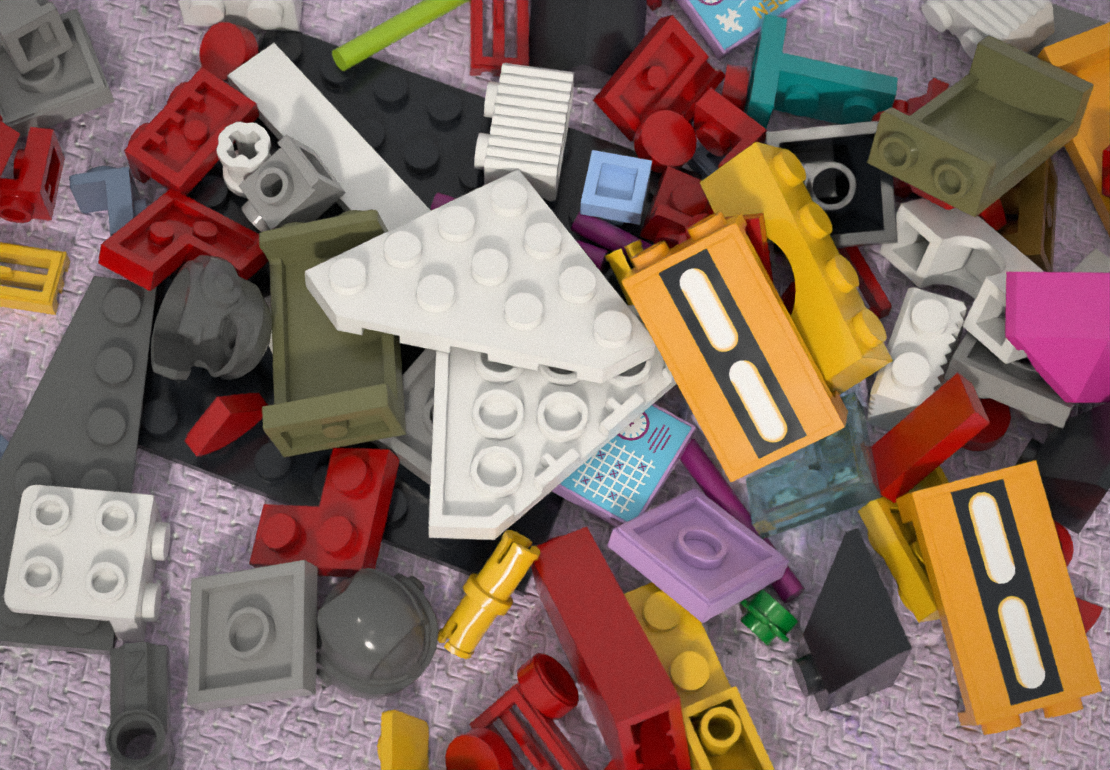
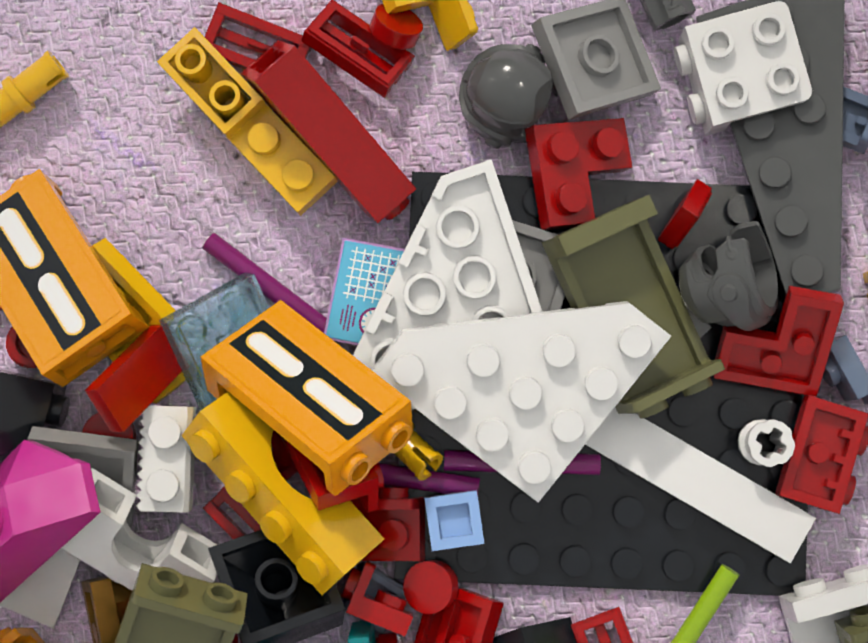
camera: 160 degrees right, 20 degrees up
(226, 48) = (827, 549): red tile -> none
(289, 187) = (718, 424): light grey brick -> none
(488, 594) = (433, 147): yellow pin -> none
(528, 126) = (548, 553): white brick -> none
(548, 686) = (367, 98): red tile -> none
(698, 554) = (286, 232): lavender tile -> none
(767, 617) = (222, 212): green plate -> none
(853, 632) = (156, 208): black slope -> none

